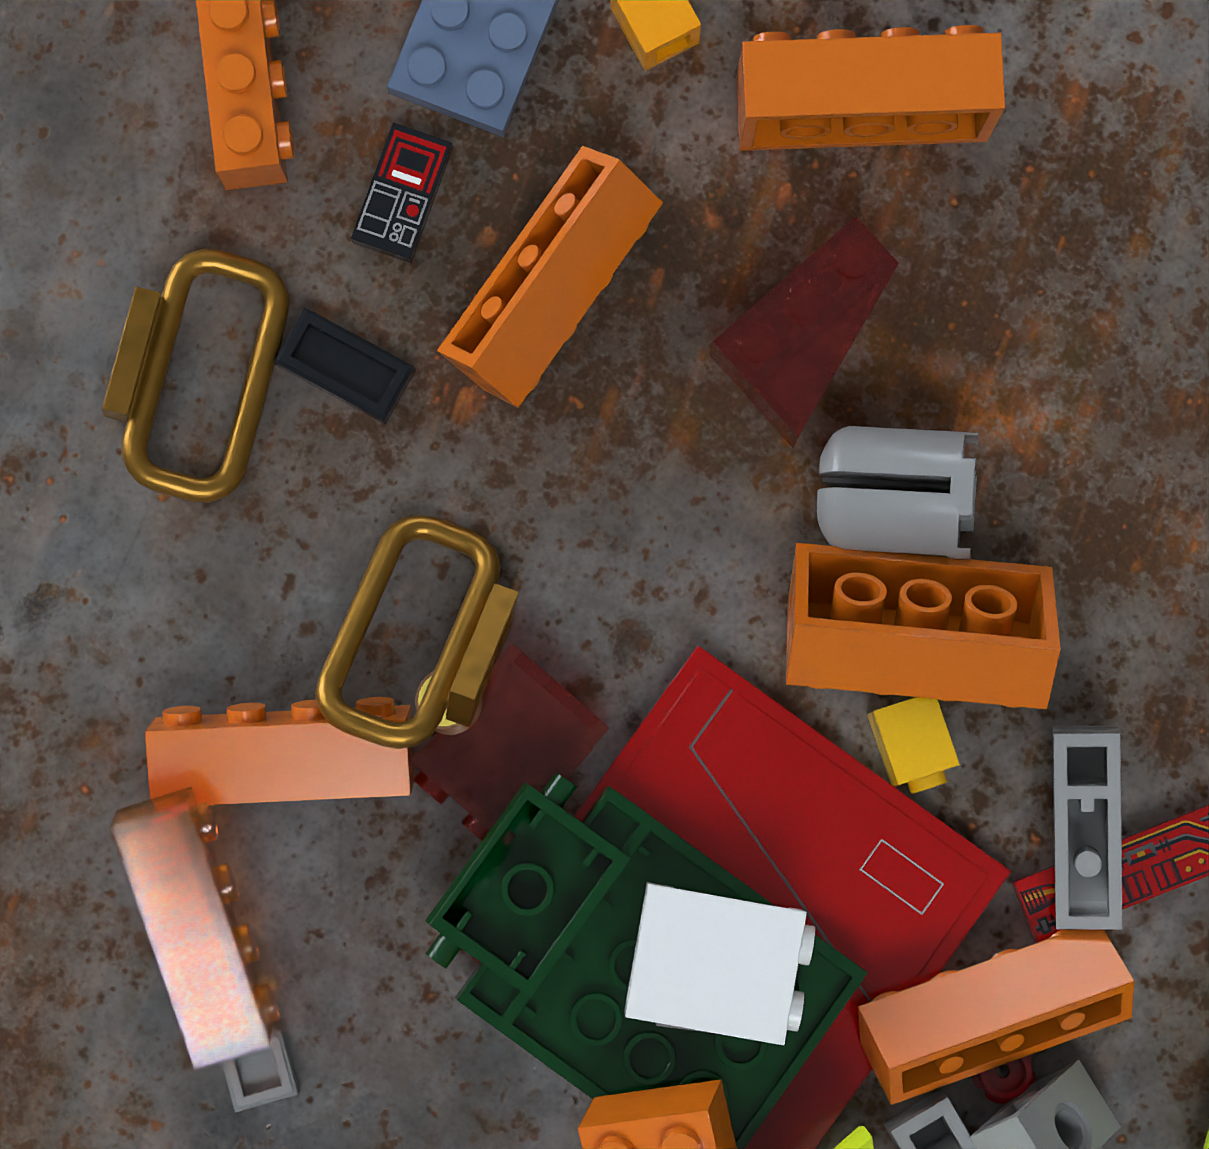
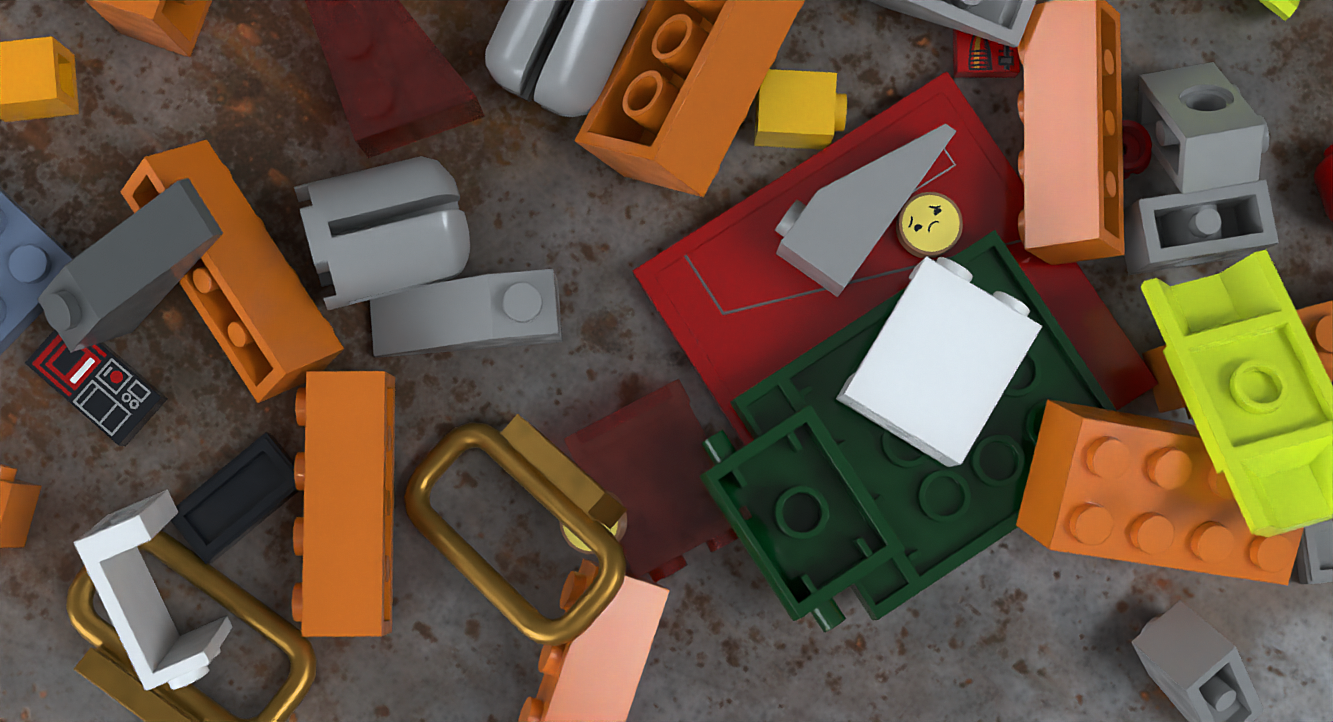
camera: 70 degrees left, 0 degrees up
(251, 278) = (135, 602): none -> white panel
(376, 468) = (346, 504): none -> orange brick
(513, 187) = (130, 269): none -> dark grey slope
(595, 508) = (469, 314): none -> light grey slope
(619, 419) = (385, 229): none -> light grey cylinder
(827, 831) = (852, 213): none -> light grey slope
(850, 909) = (929, 225): none -> light yellow tile

